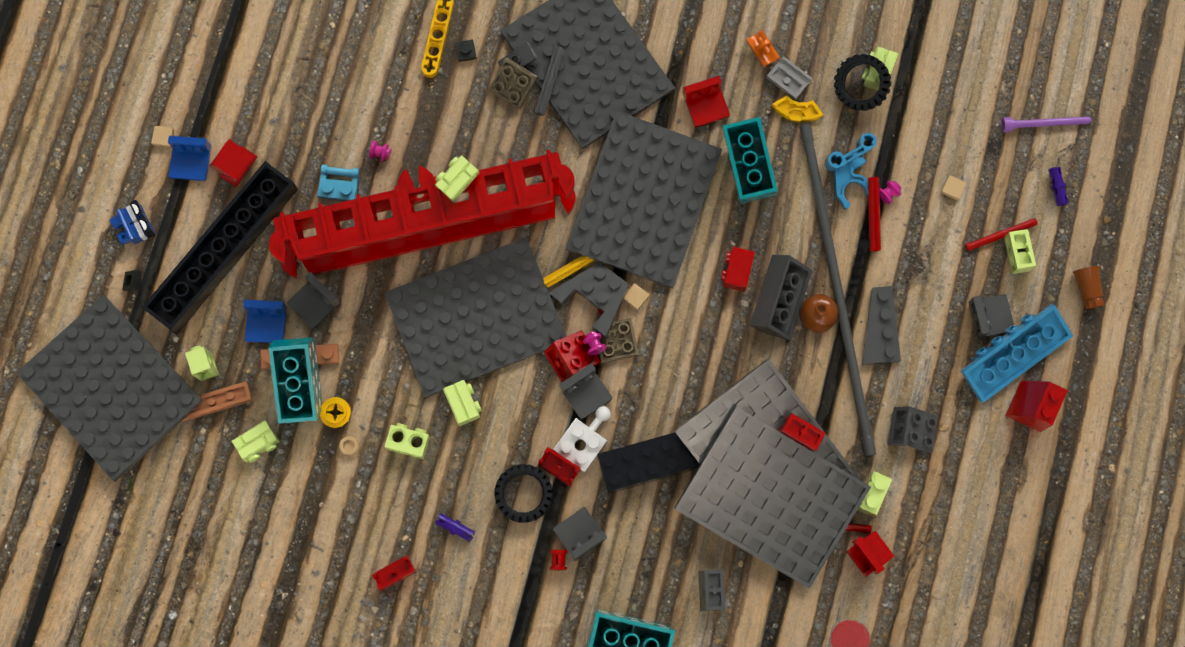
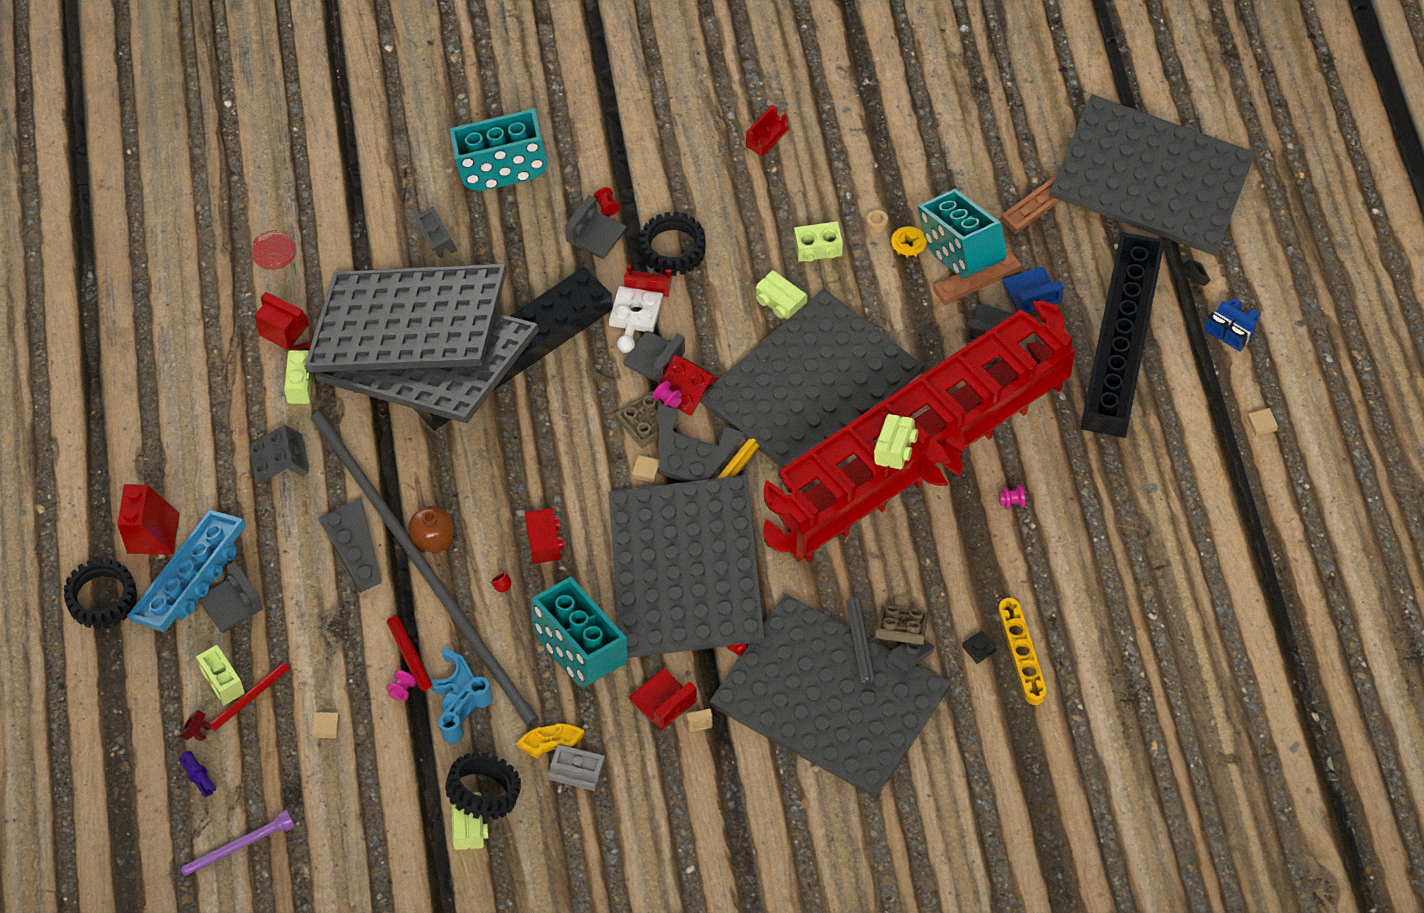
camera: 155 degrees right, 20 degrees down
(189, 158) = (1217, 408): blue bracket -> none
(201, 363) = (1070, 221): yellowish green brick -> none
(232, 162) = (1168, 419): red plate -> none
(256, 441) = (975, 180): yellowish green brick -> none
(338, 189) = (1037, 446): medium azure plate -> none
(455, 527) = (727, 191): dark purple pin -> none
(688, 74) = (699, 720): none -> tan tile
(763, 48) = (623, 783): orange hips -> none
(781, 297) = (481, 526): dark grey slope -> none
(784, 245) = (501, 582): none -> red hinge
(802, 432) = (399, 367): red hinge -> none
(1050, 224) = (193, 726): none -> dark red tile
(1090, 286) = (124, 675): dark orange plant -> none
(1104, 349) = (93, 571): none -> black tyre

